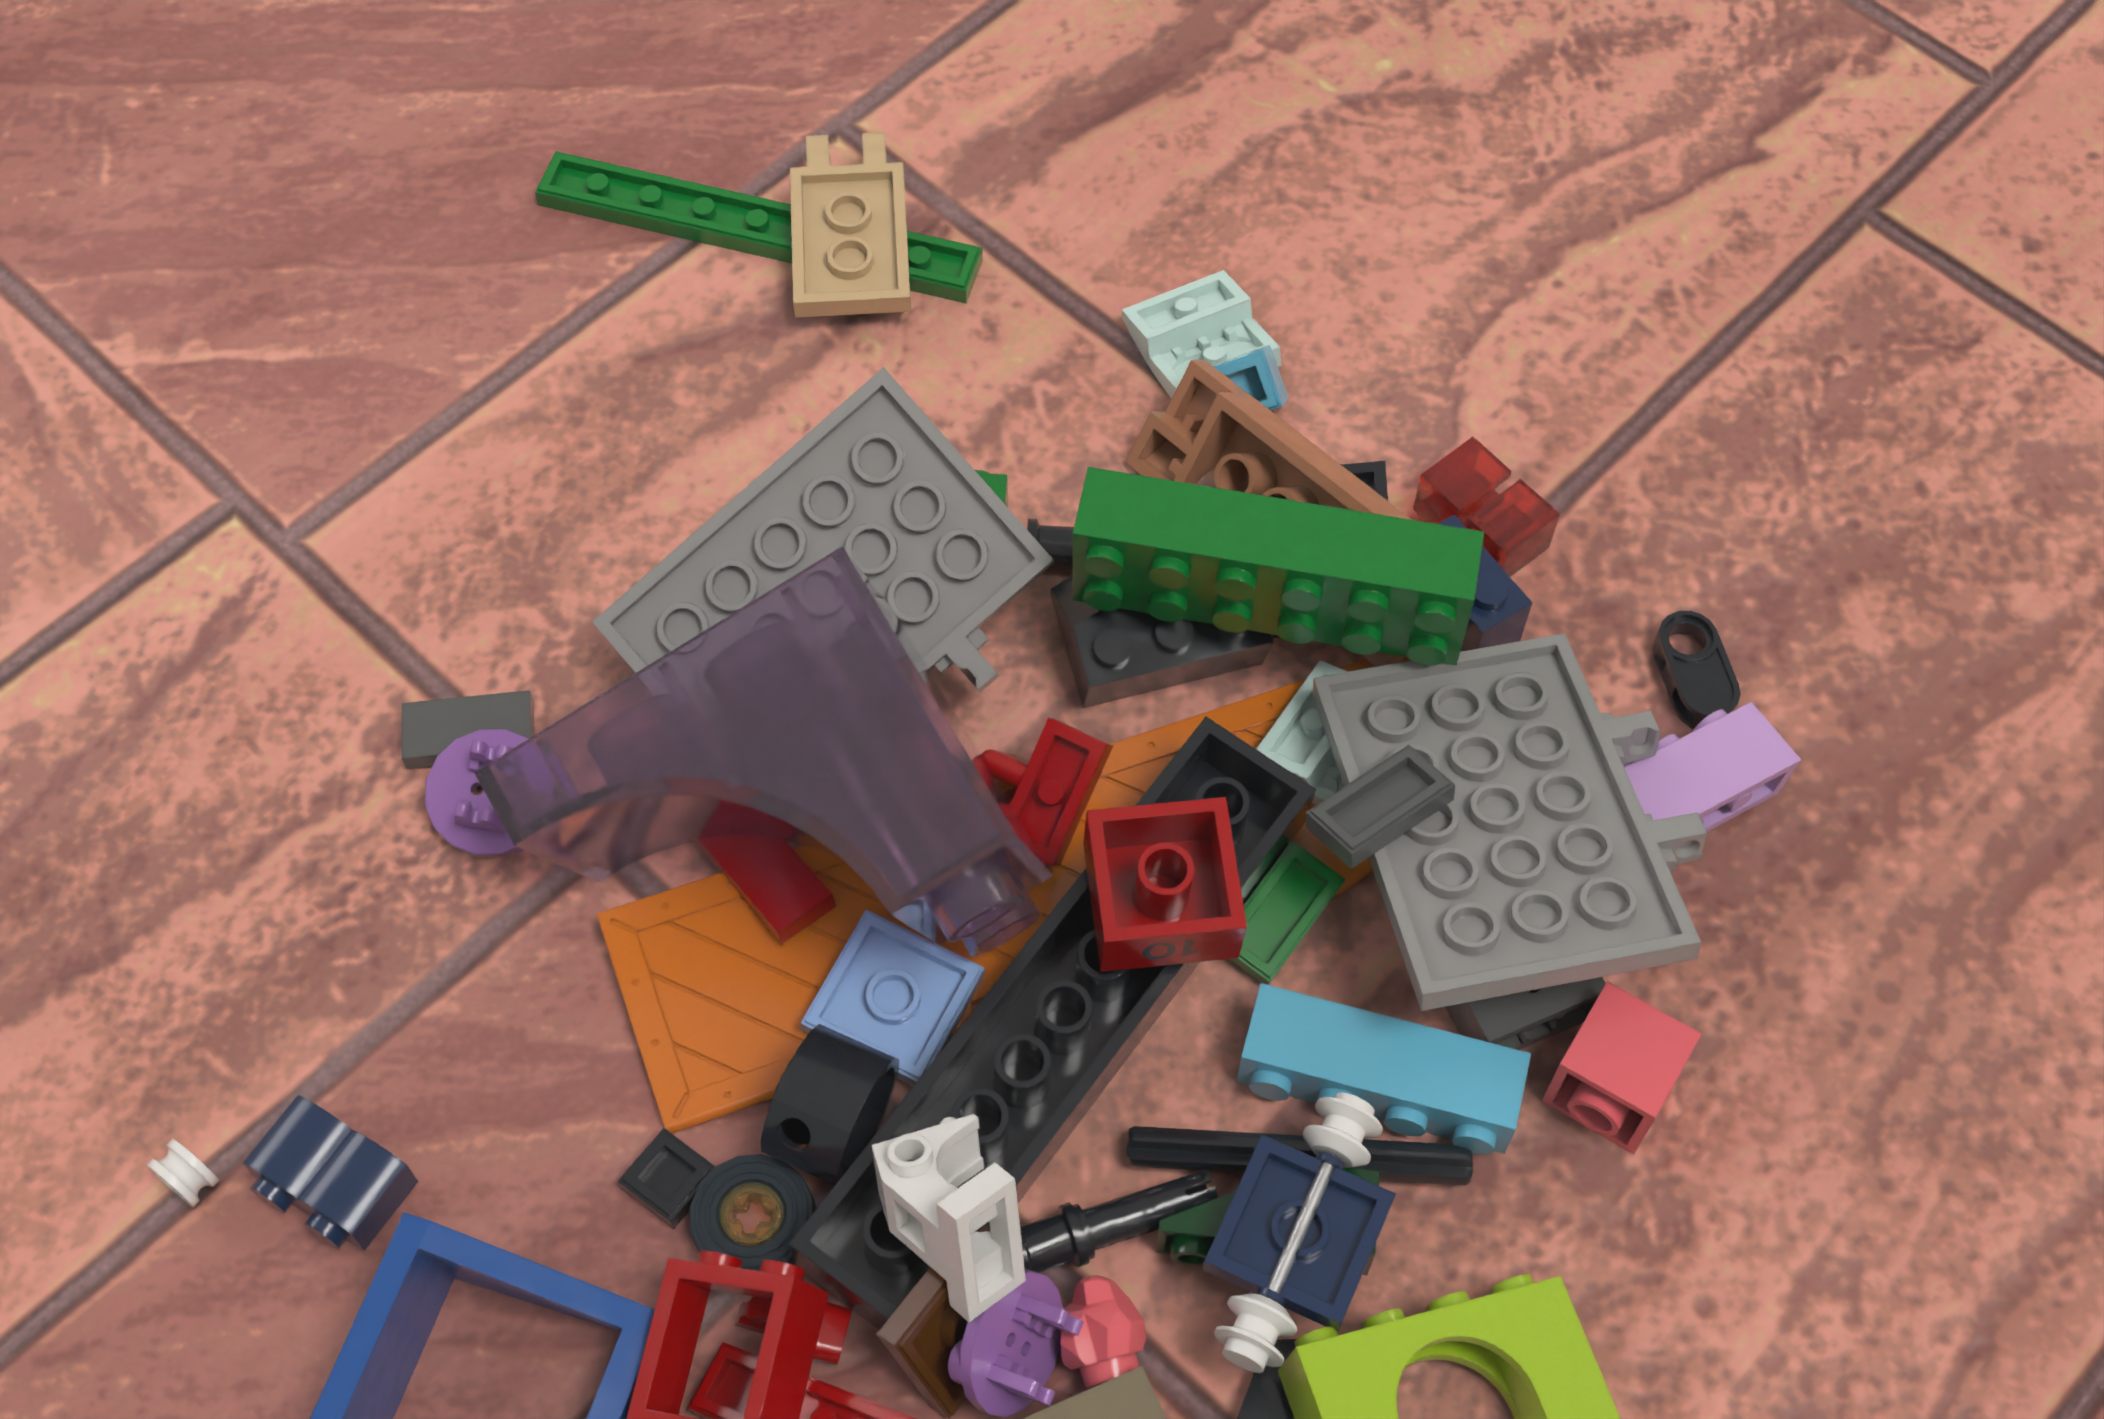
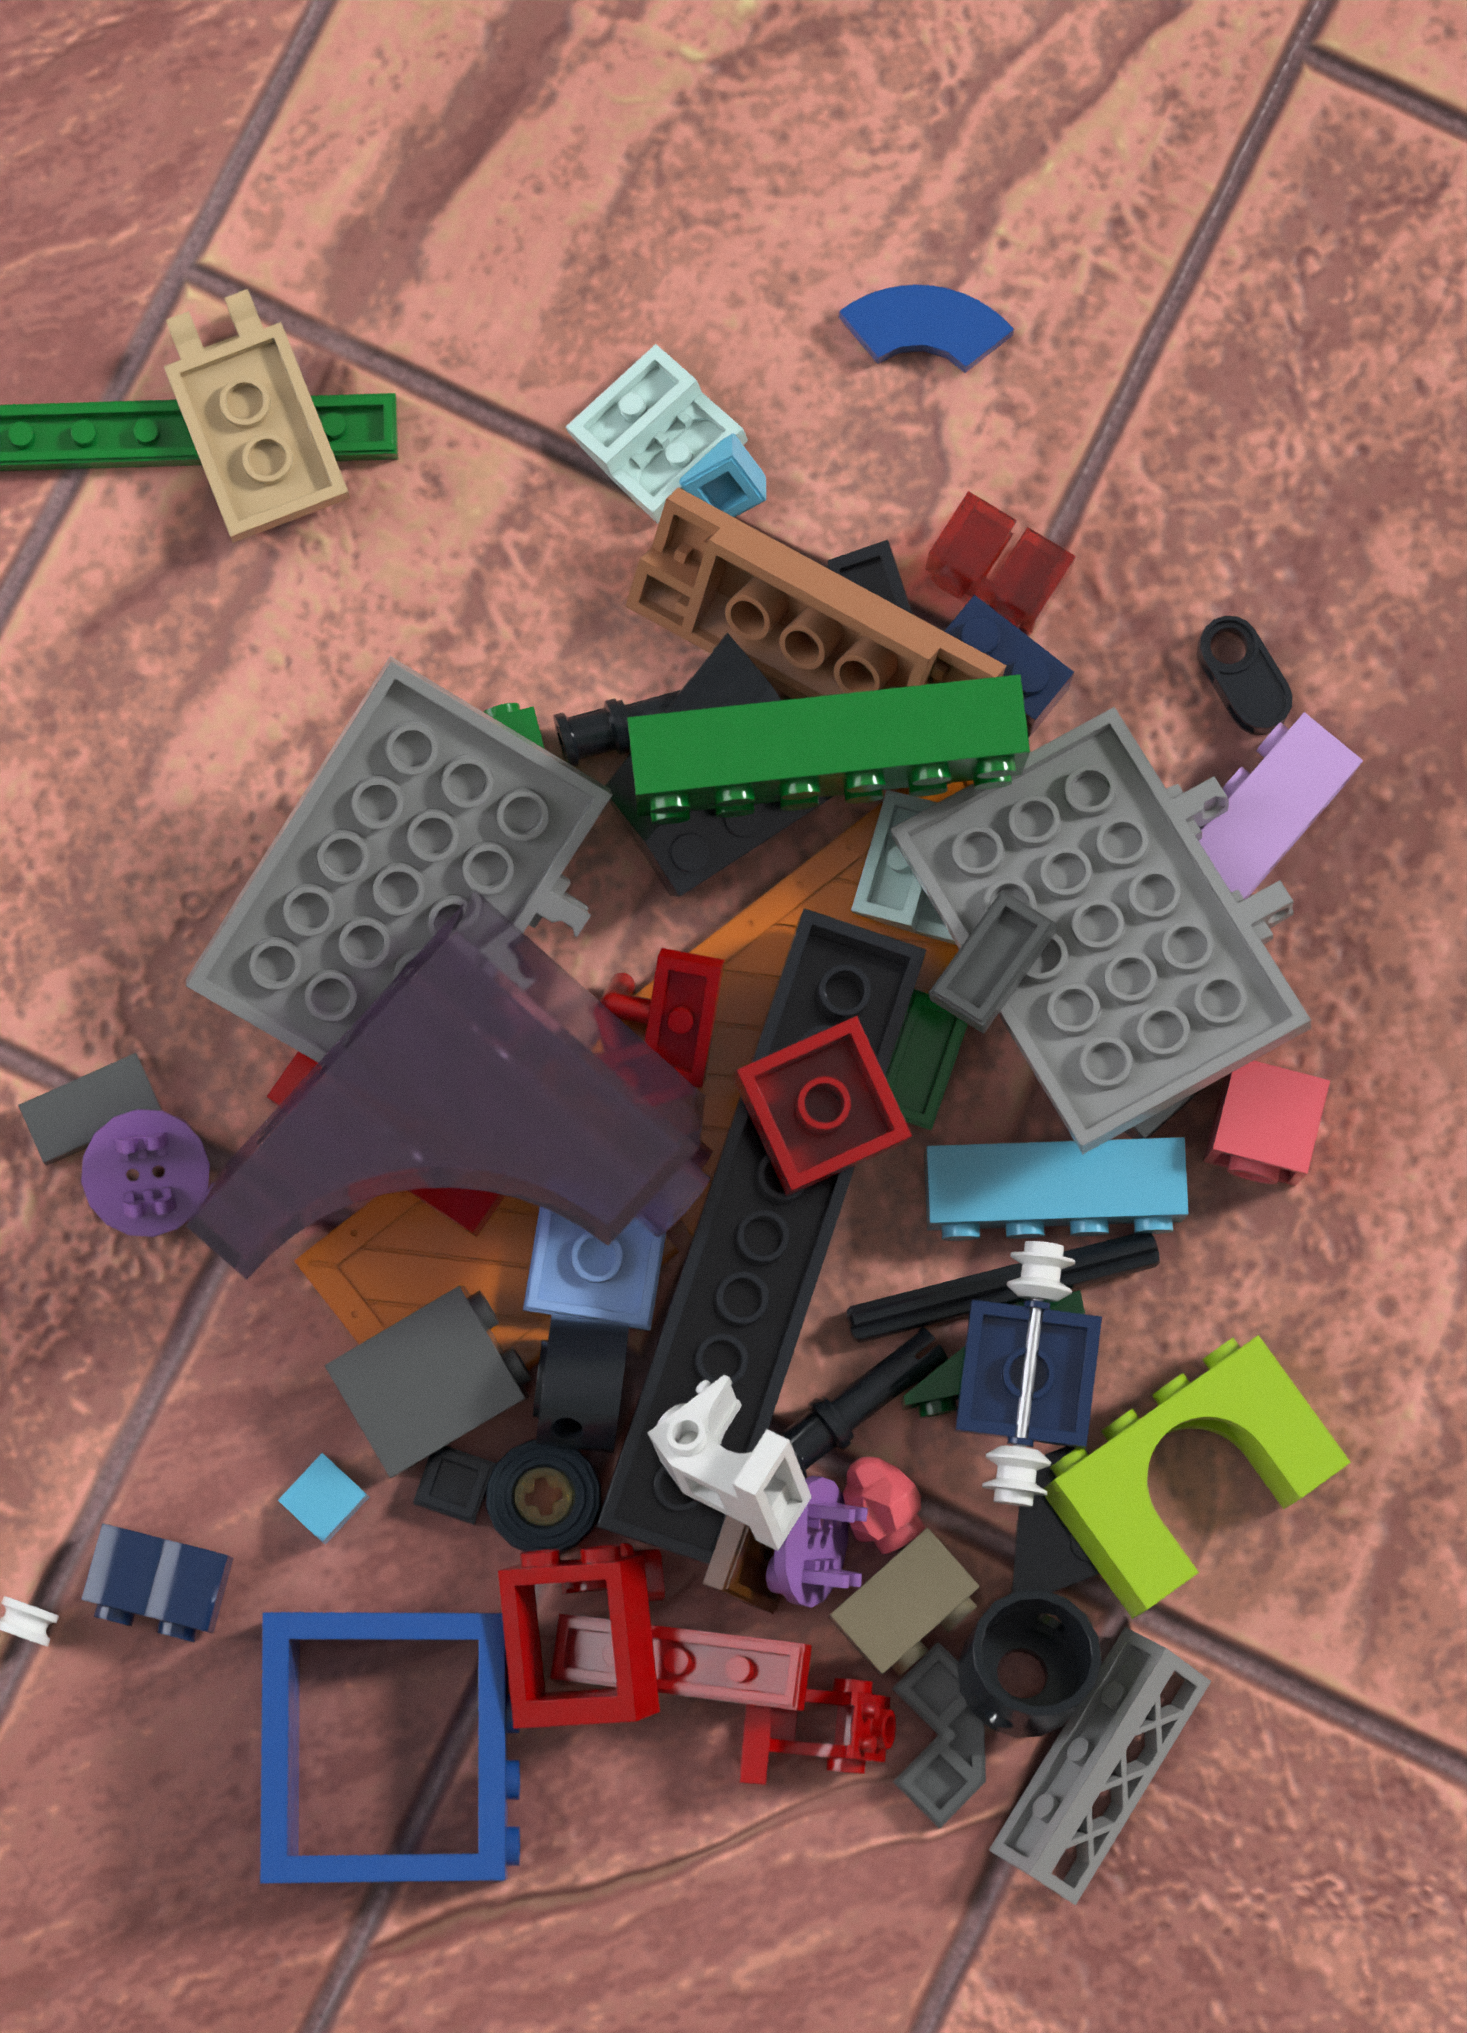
camera: 20 degrees left, 20 degrees up
(532, 1152) = (323, 1498): none -> medium azure slope
(678, 1055) = (429, 1379): none -> dark grey panel
(1472, 318) = (927, 321): none -> blue tile

